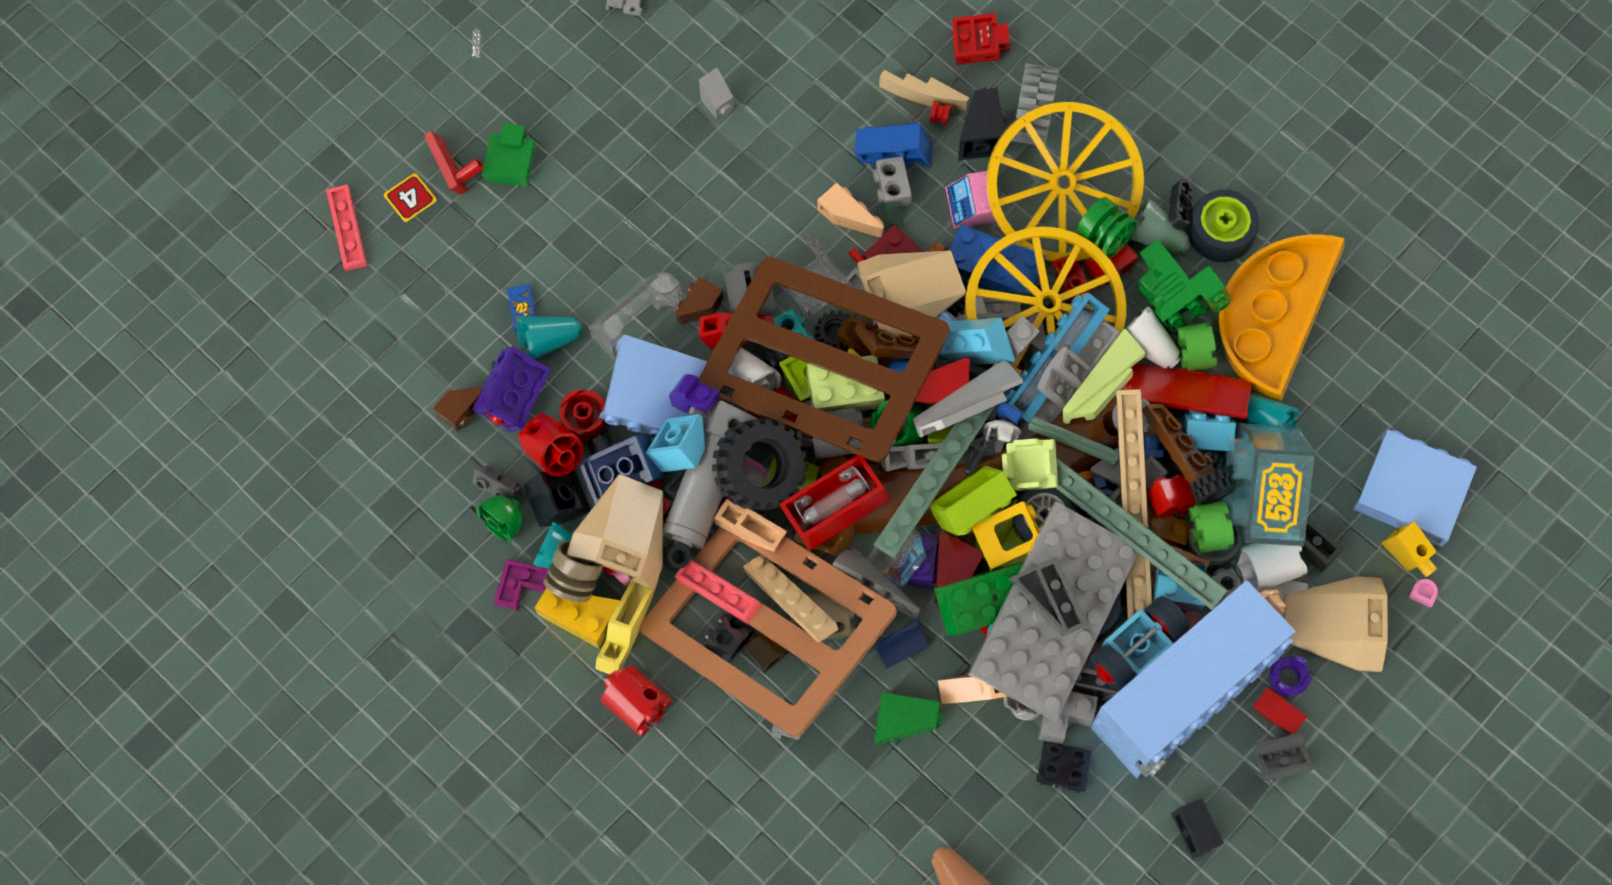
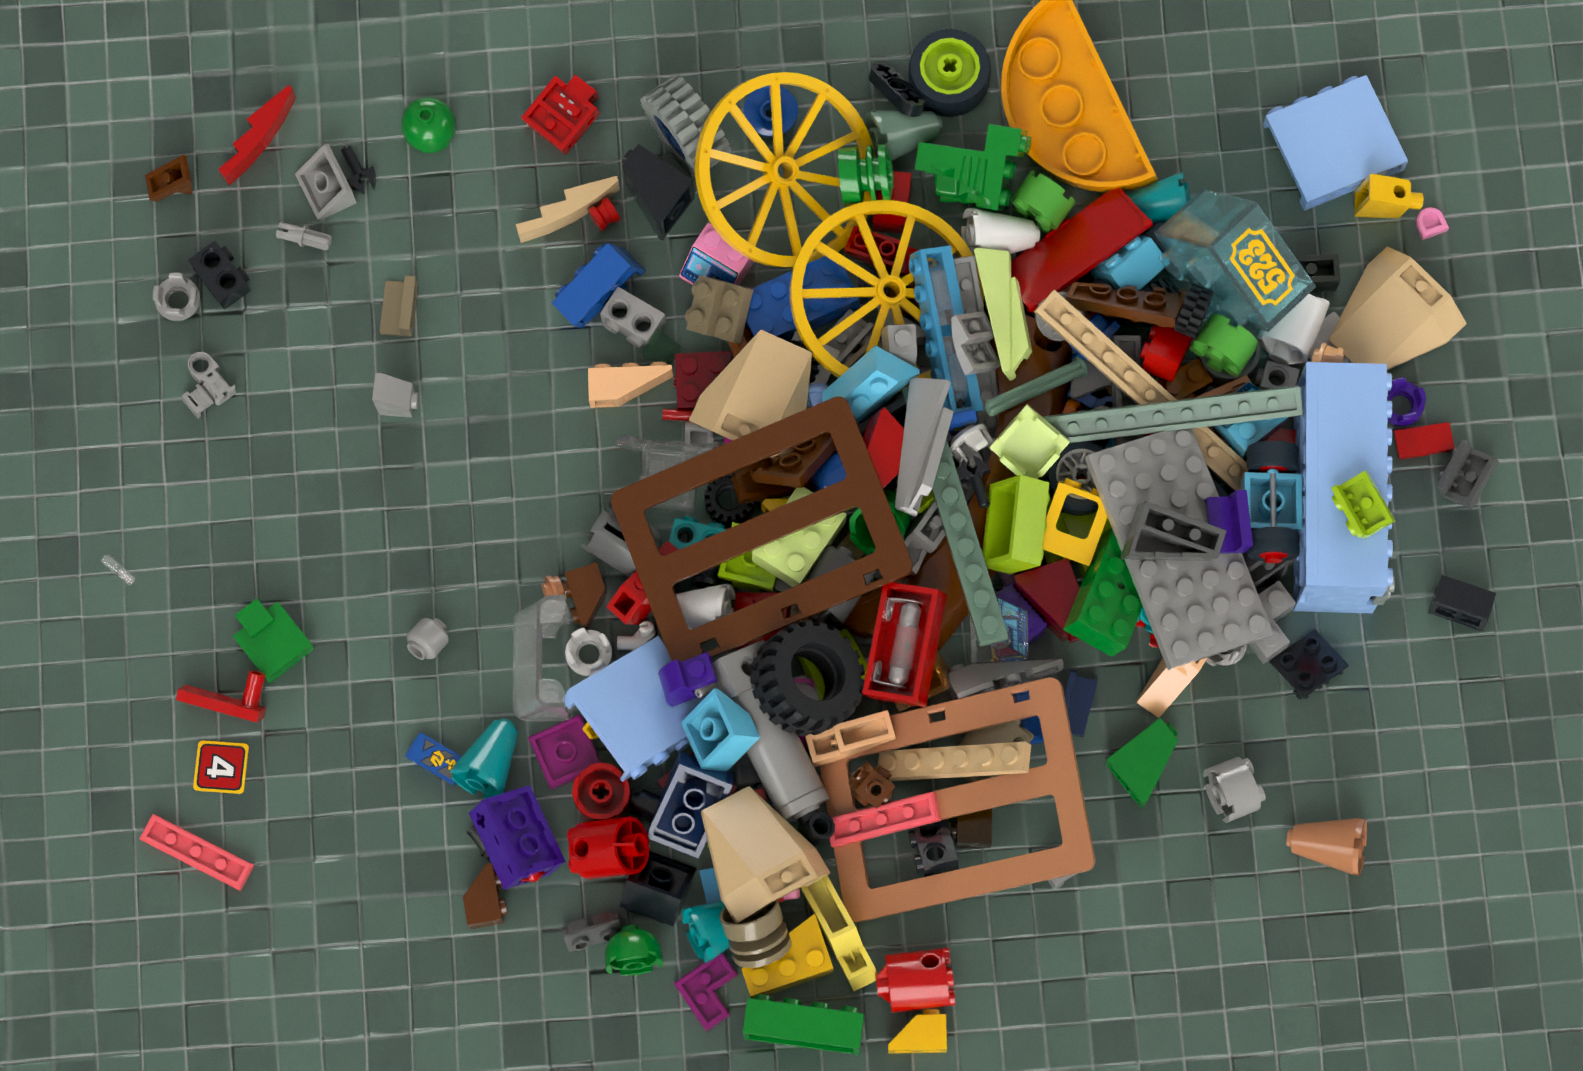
camera: 45 degrees left, 5 degrees up
(542, 652) = (803, 1025): none -> green piece
(589, 239) = (427, 638): none -> light grey head
(590, 372) = (563, 751): none -> magenta tile
(605, 734) = (922, 1034): none -> yellow slope
(667, 323) = (584, 637): none -> white piece
(685, 280) = (552, 586): none -> nougat plate
(692, 351) = (643, 635): none -> white arm
(739, 561) = (868, 776): none -> reddish brown brick
(775, 55) = (399, 307): none -> dark tan panel
(936, 788) = (1233, 788): none -> light grey brick
(944, 222) = (718, 309): none -> dark tan plate
(1102, 625) = (1233, 516): none -> dark purple panel
(1107, 148) = (758, 105): none -> blue dish
(1186, 695) = (1362, 505): none -> lime bracket

